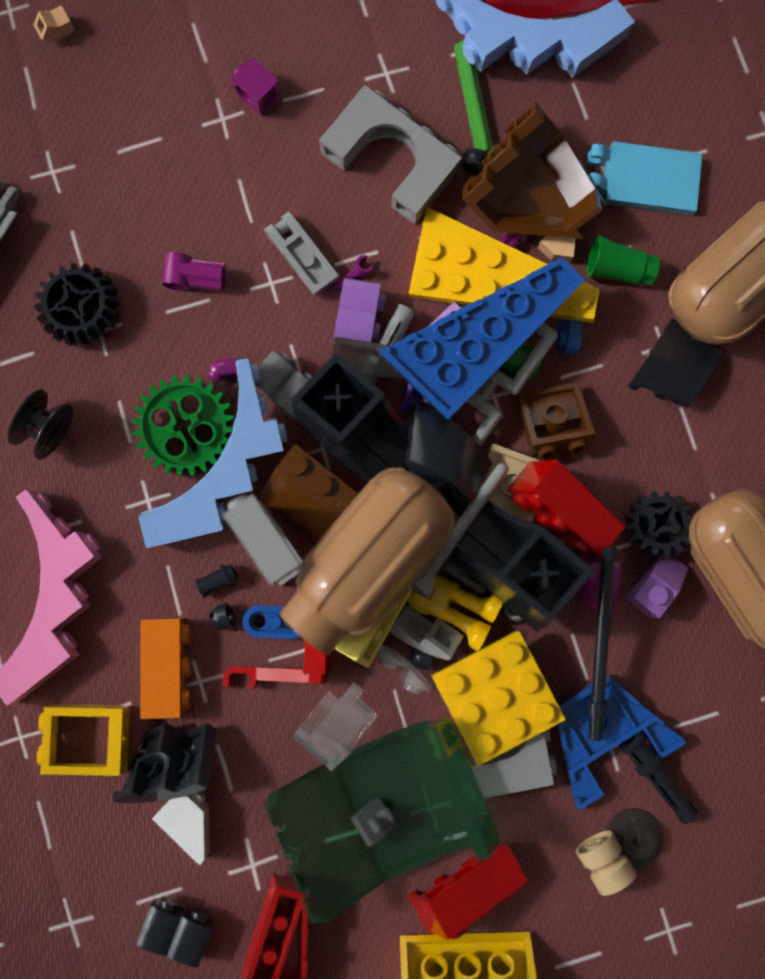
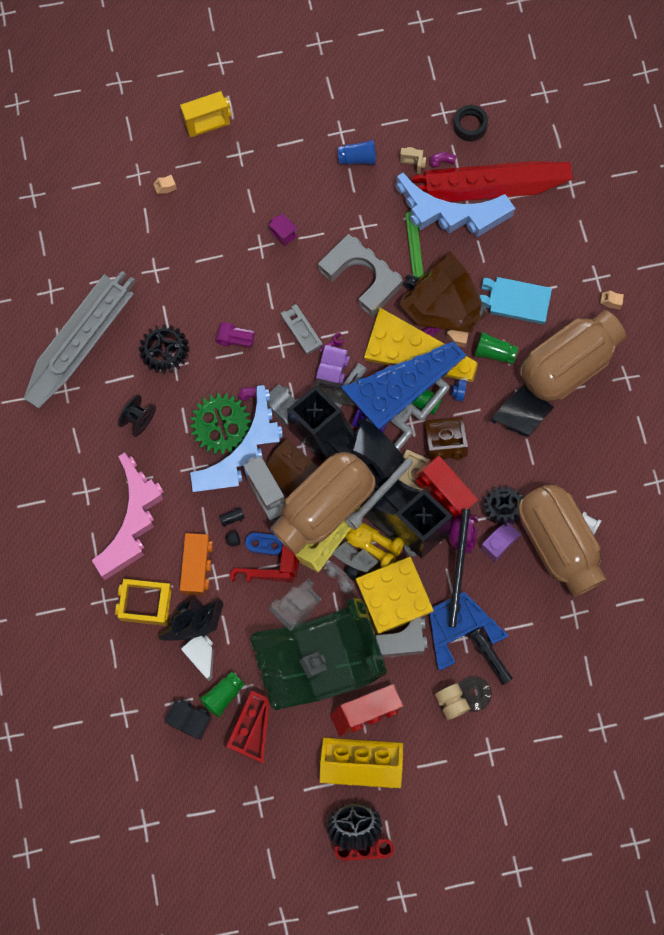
camera: 15 degrees right, 10 degrees down
(227, 886) = (222, 694): none -> green plant

